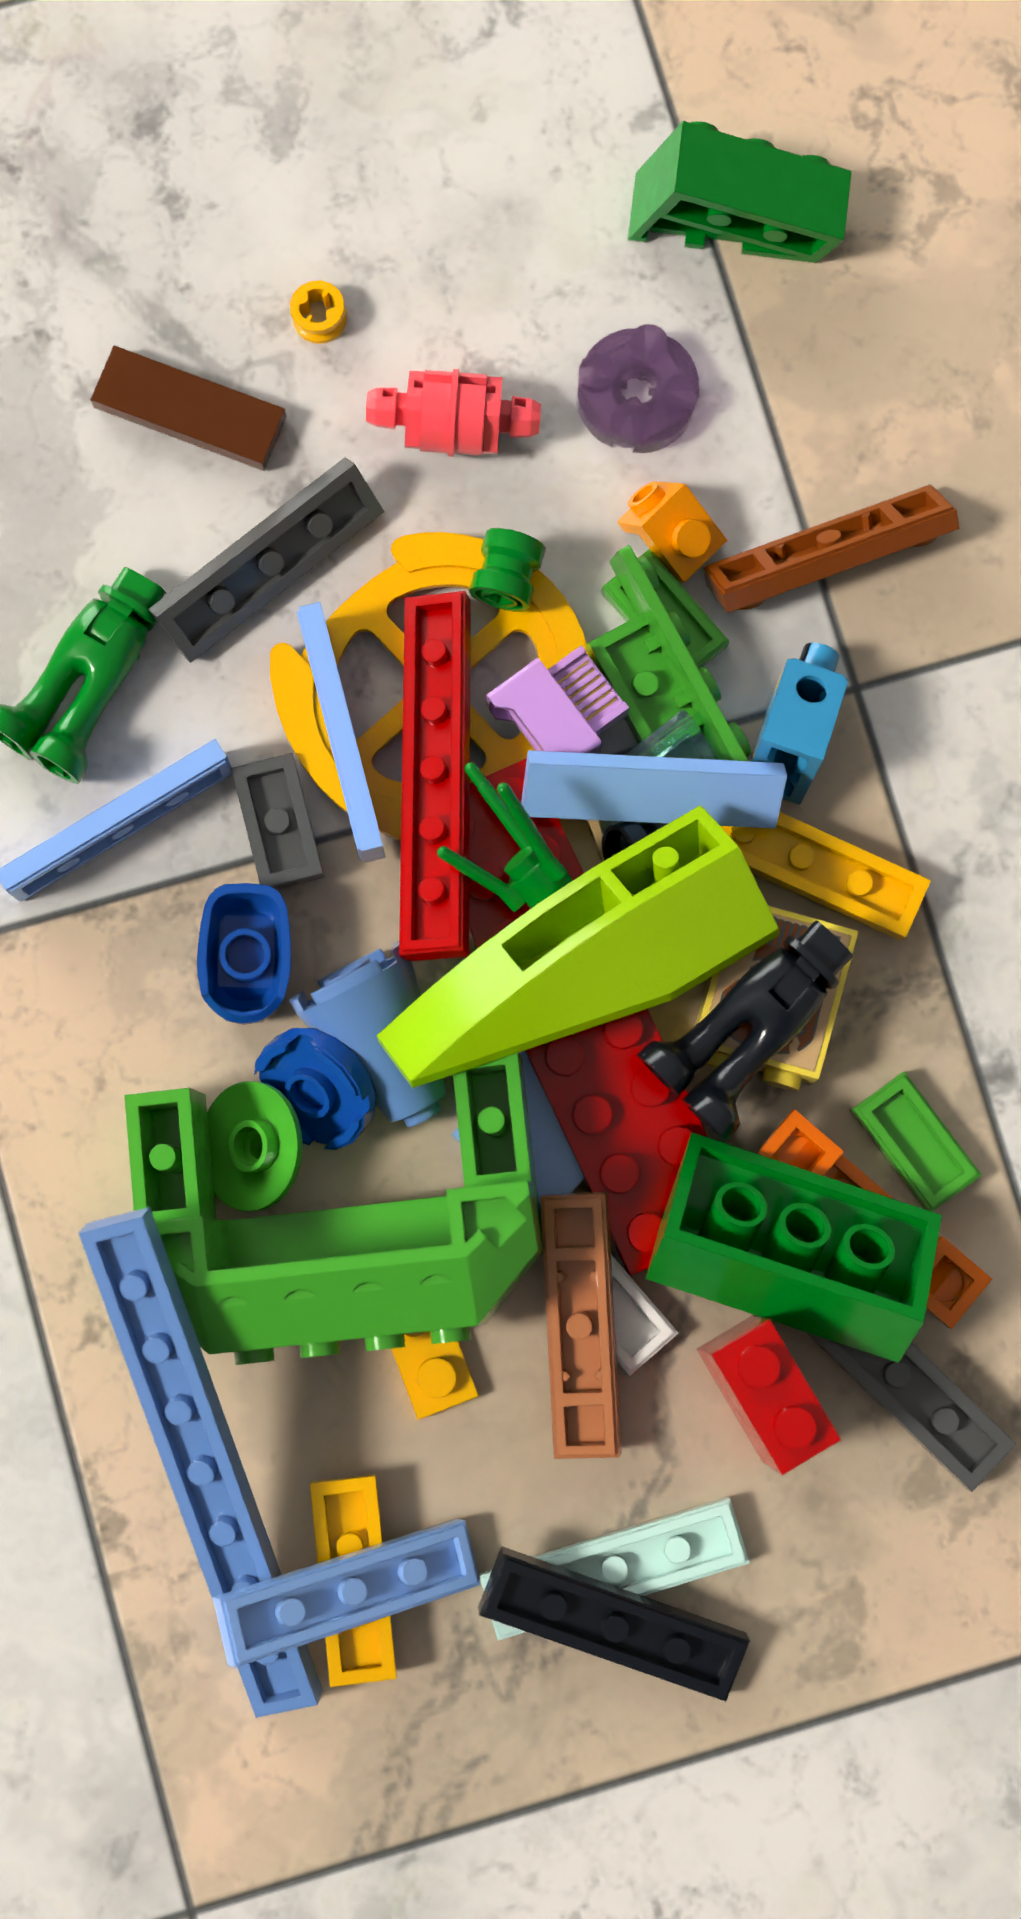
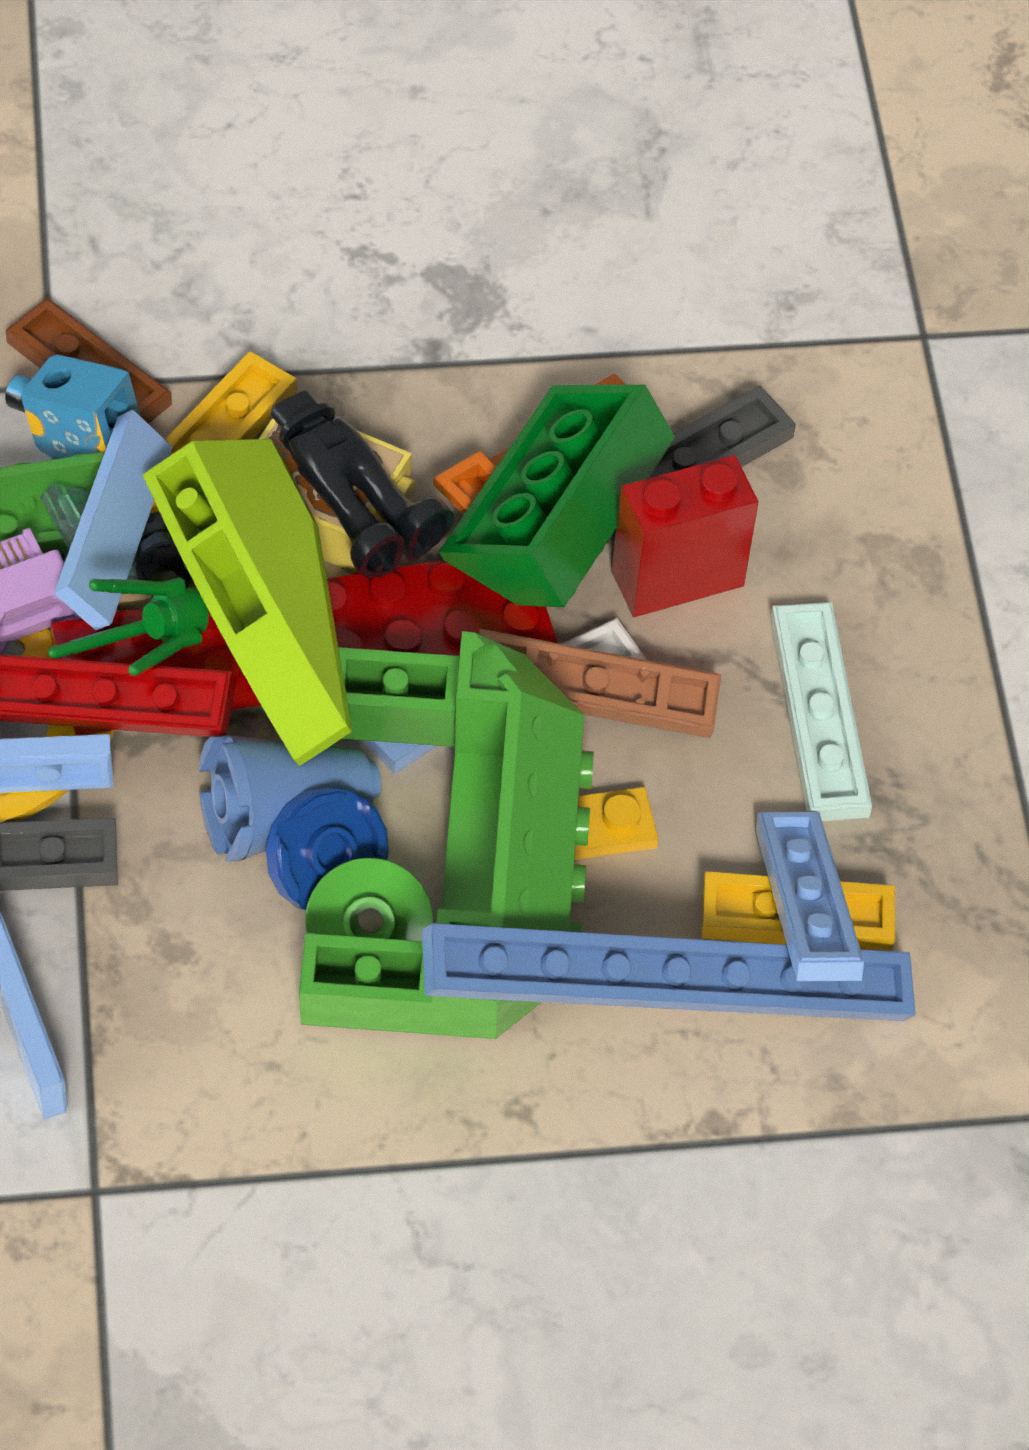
camera: 80 degrees left, 25 degrees down
(244, 952) = (179, 889): blue piece -> none
(613, 1623) = (868, 709): black tile -> none
(884, 719) = (52, 331): none -> dark orange tile
(916, 1142) = (477, 417): bright green tile -> none

